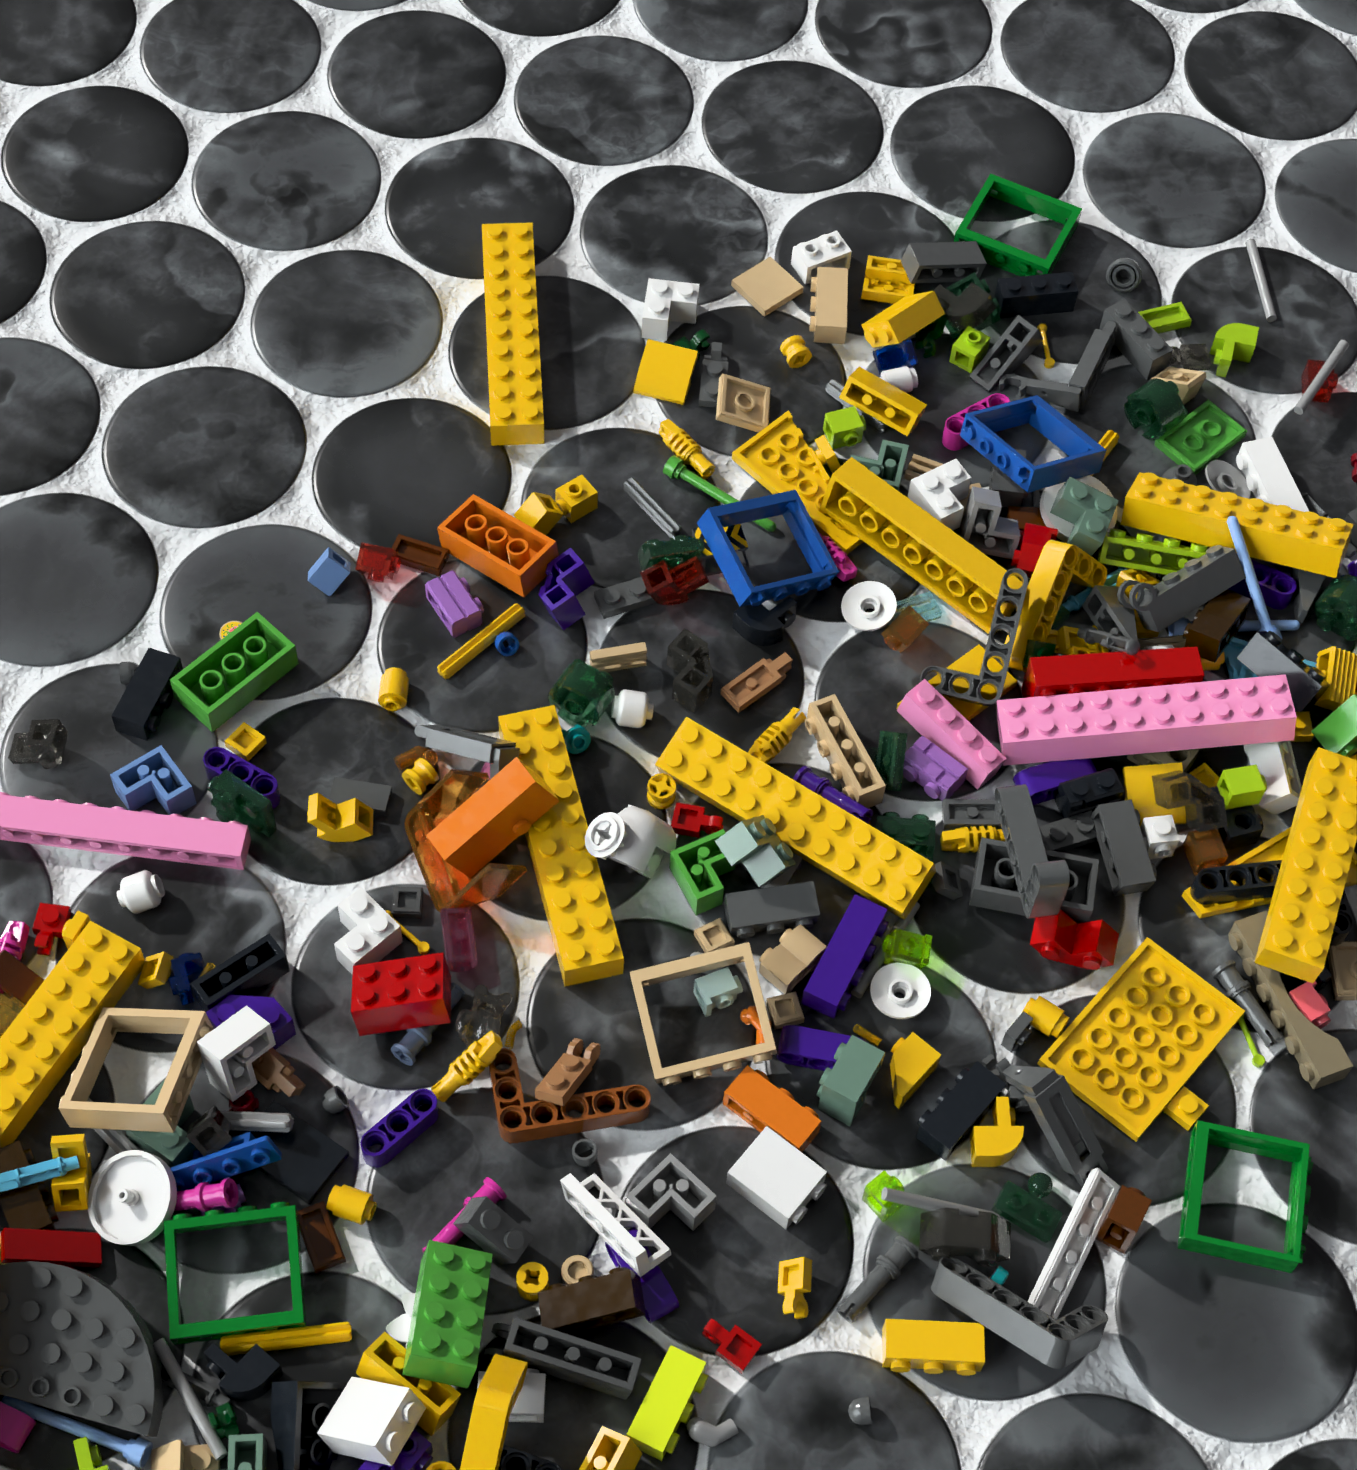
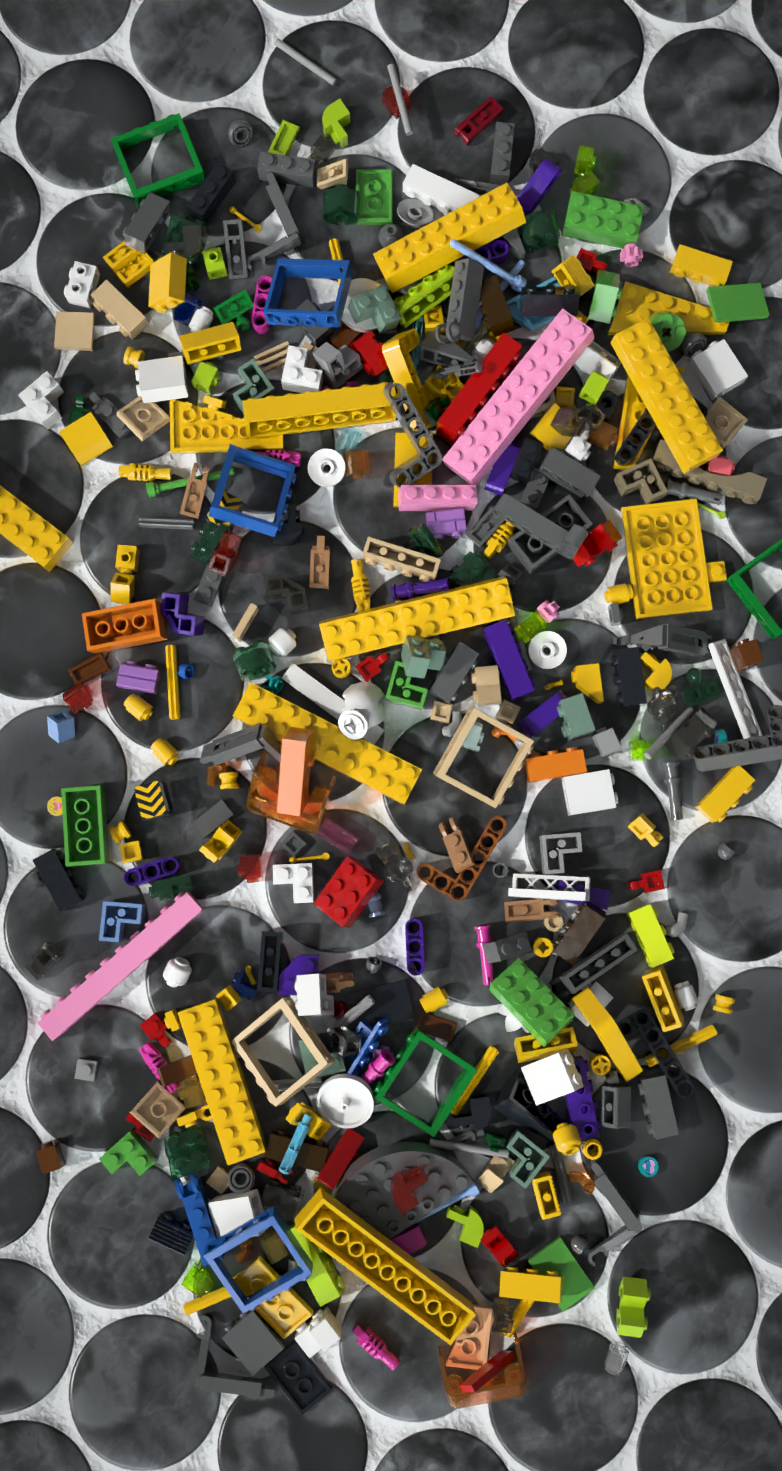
camera: 45 degrees left, 25 degrees up
(64, 1334) = (403, 1186): none -> clear red brick
(259, 712) = (119, 831): none -> yellow wheel
(324, 716) = (152, 801): none -> piece
(337, 874) = (250, 868): none -> clear red brick
(420, 627) = (138, 707): none -> yellow brick
(468, 1065) = (414, 890): yellow hinge -> none
(566, 1227) = (529, 910): none -> medium nougat hinge
(610, 798) = (323, 698): none -> white tile
(692, 510) = (194, 493): none -> medium nougat hinge
(799, 389) = (161, 379): none -> white brick
(857, 1147) = (606, 741): none -> light grey brick
(943, 400) = (234, 308): none -> green plate
(946, 954) = (548, 610): none -> bright pink gear
(964, 1176) = (663, 706): none -> clear smoke animal
(1199, 925) = (642, 477): none -> dark tan brick

